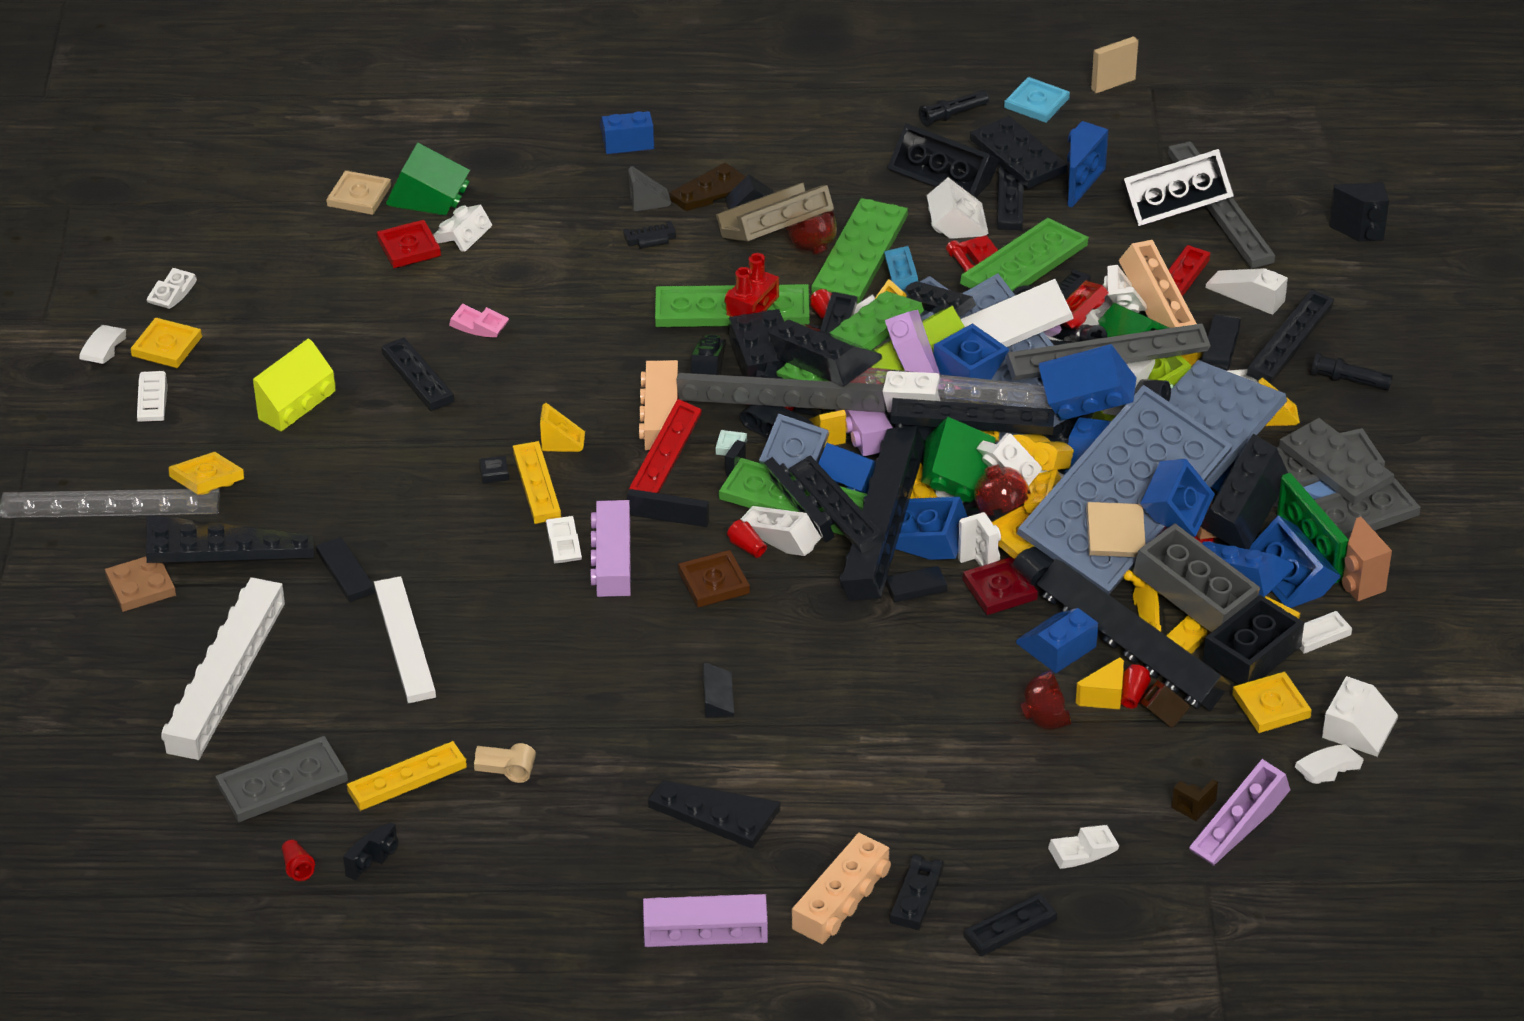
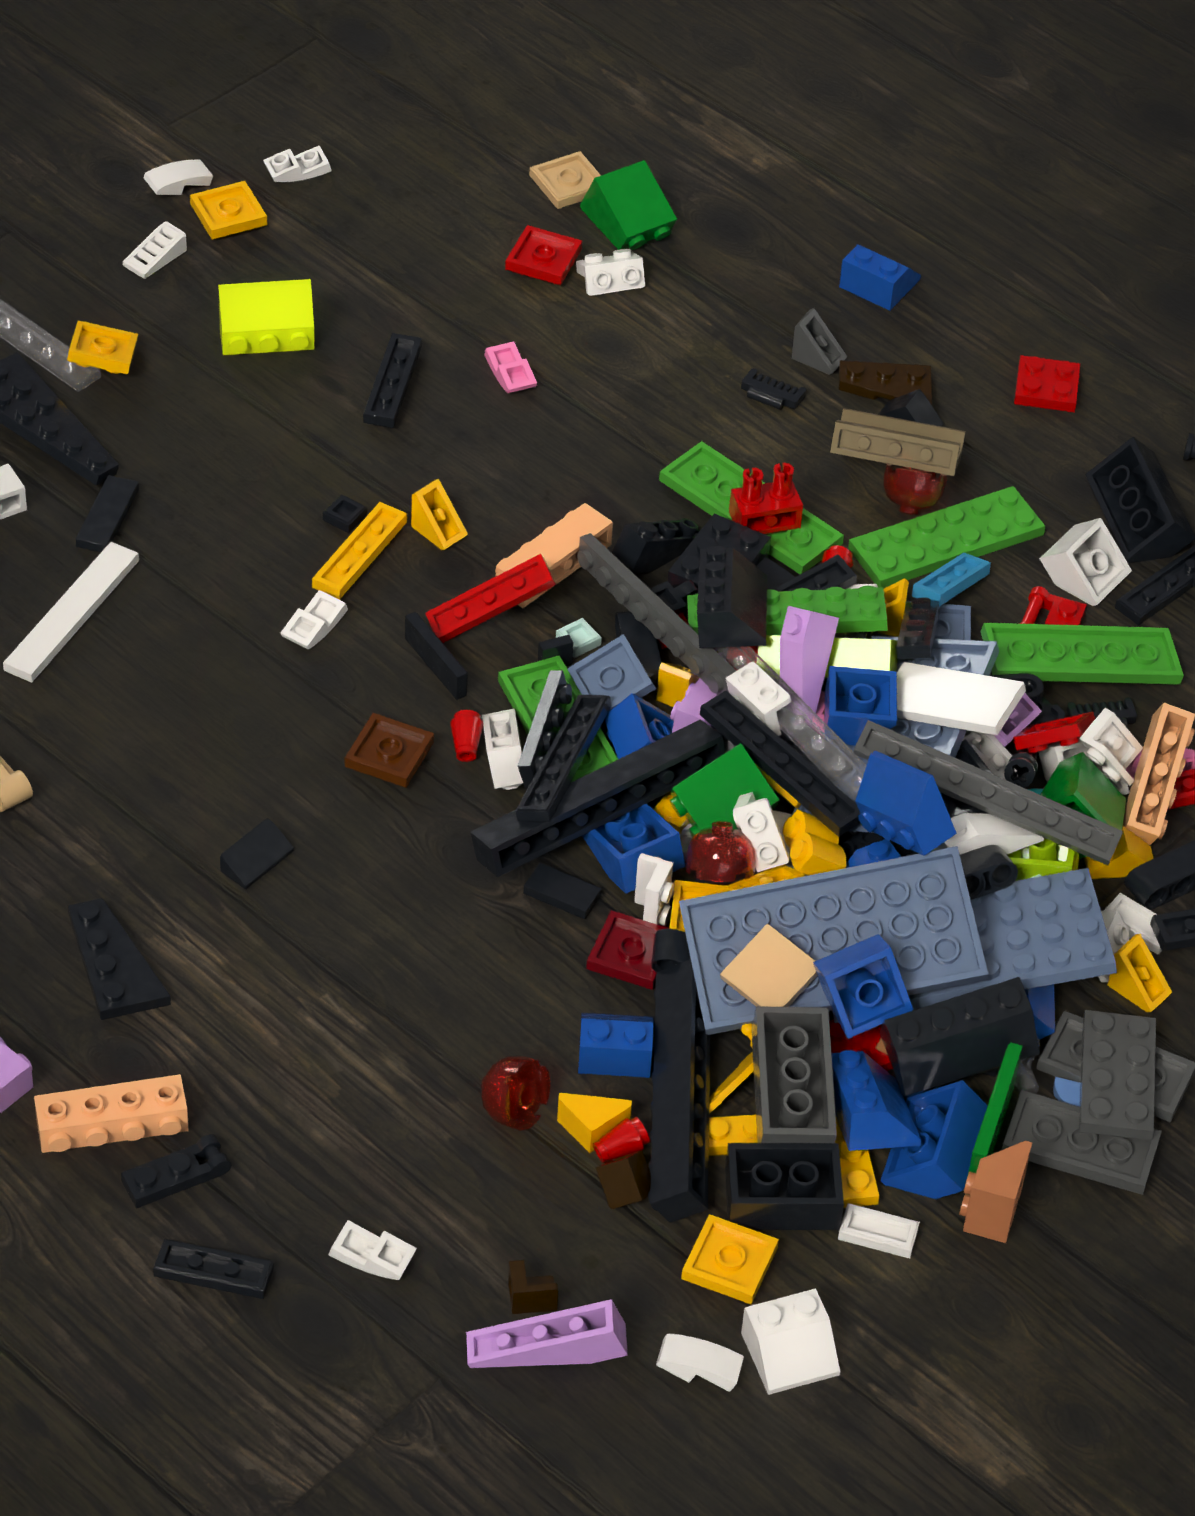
camera: 40 degrees right, 5 degrees up
(612, 548) = (339, 657): lavender brick -> none
(800, 132) = (1047, 383): none -> red plate

